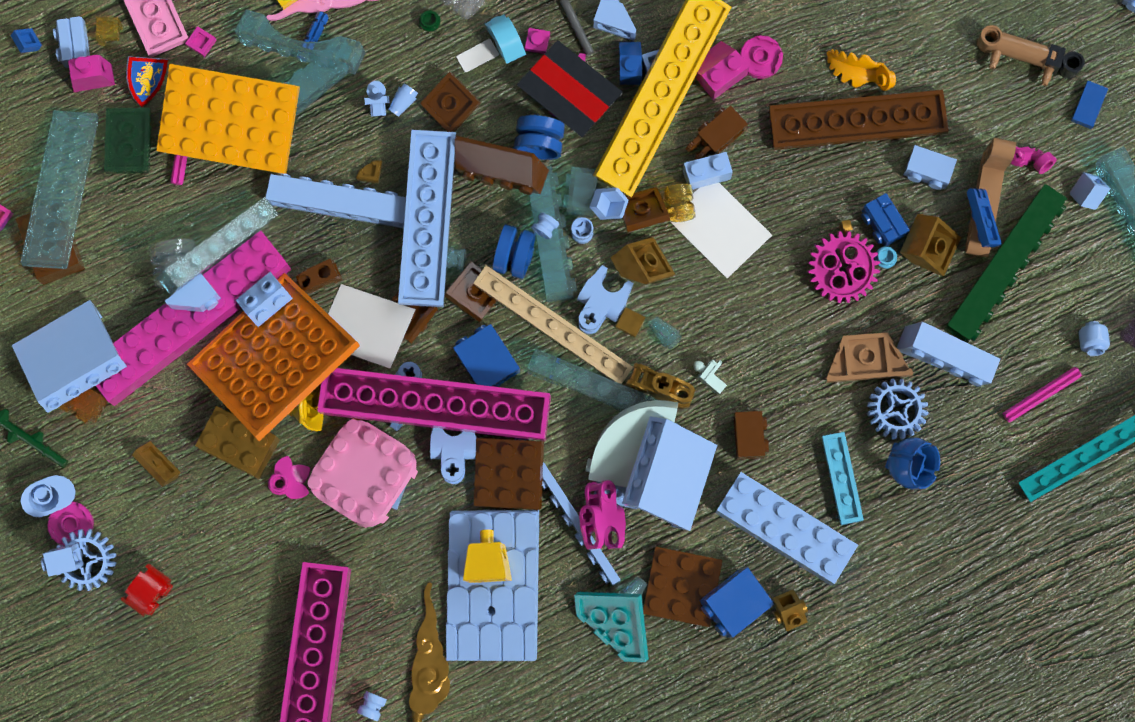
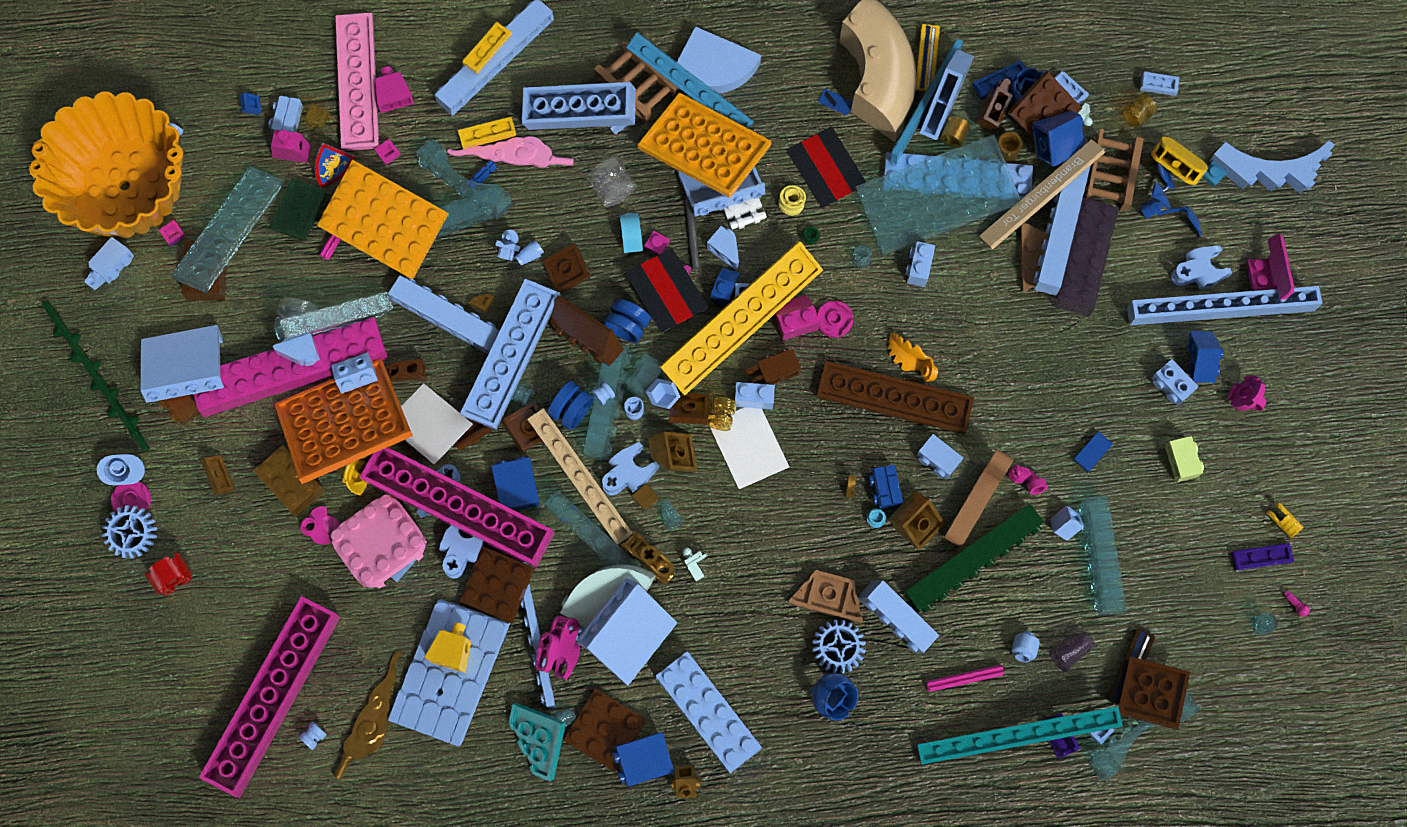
camera: 15 degrees right, 5 degrees down
(62, 559) = (108, 523): light blue brick -> none
(429, 21) = (576, 198): dark green plate -> none
(477, 55) = (604, 238): white sticker -> none
(749, 435) = (707, 624): reddish brown piece -> none
(825, 275) = (819, 514): dark pink gear -> none
(842, 478) = (771, 688): medium azure plate -> none
(983, 217) = (967, 513): blue hinge -> none
(1050, 58) = (1071, 401): medium nougat piece -> none

